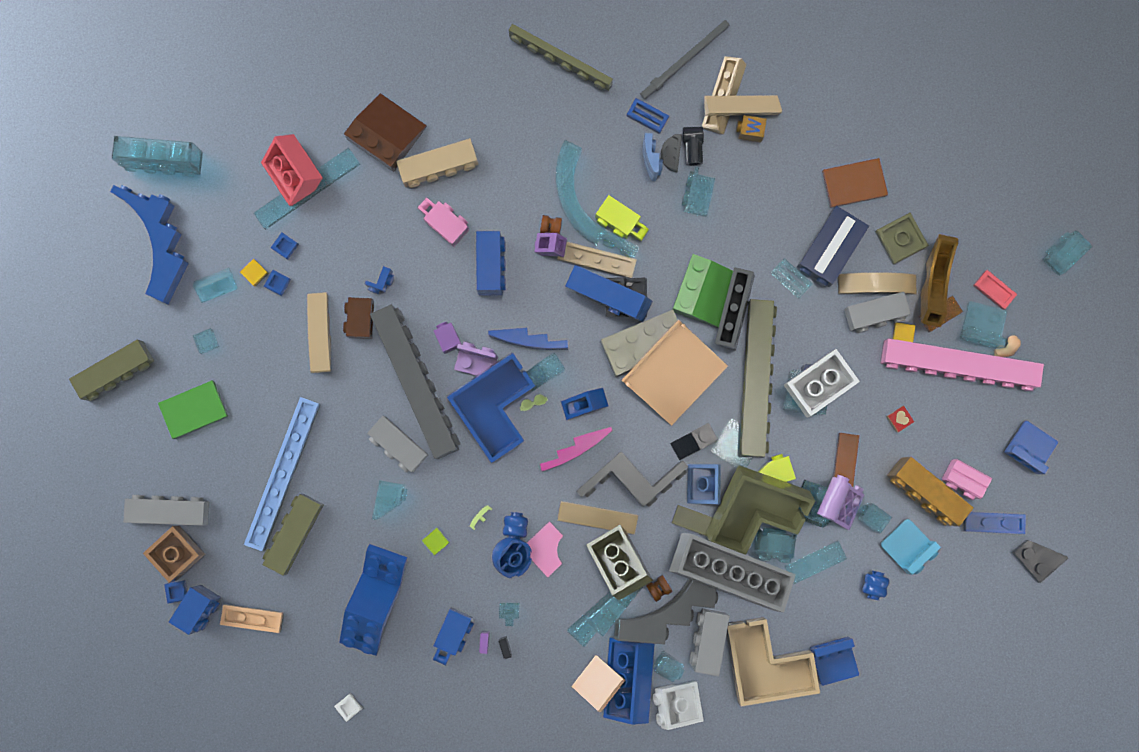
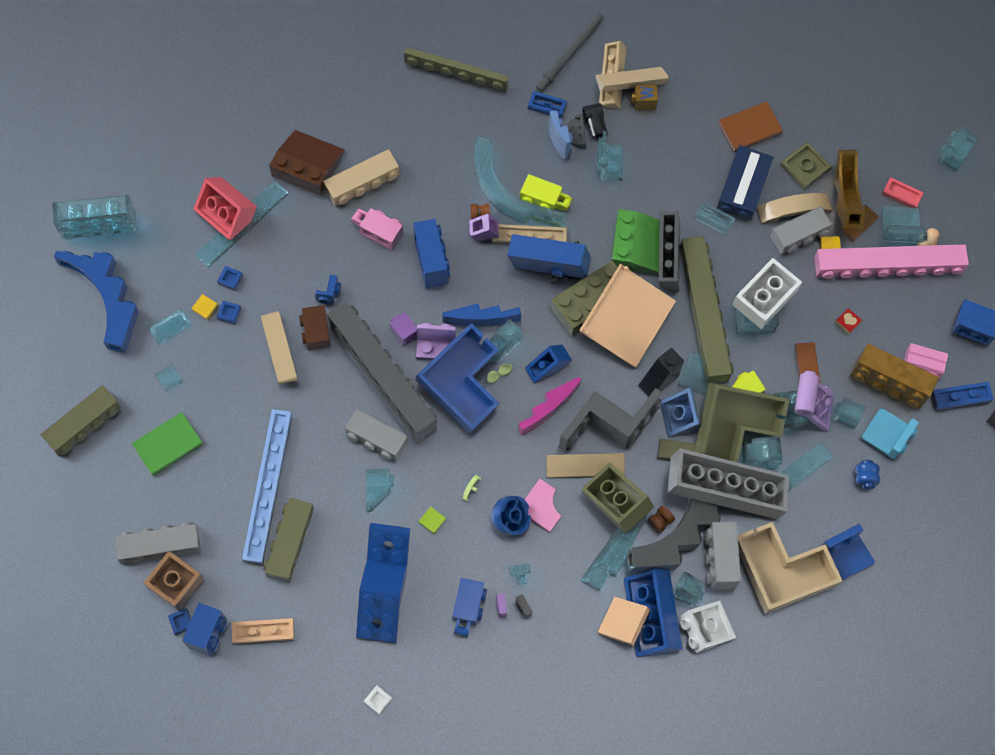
camera: 15 degrees left, 15 degrees down
(515, 525) = (507, 486): blue piece -> none

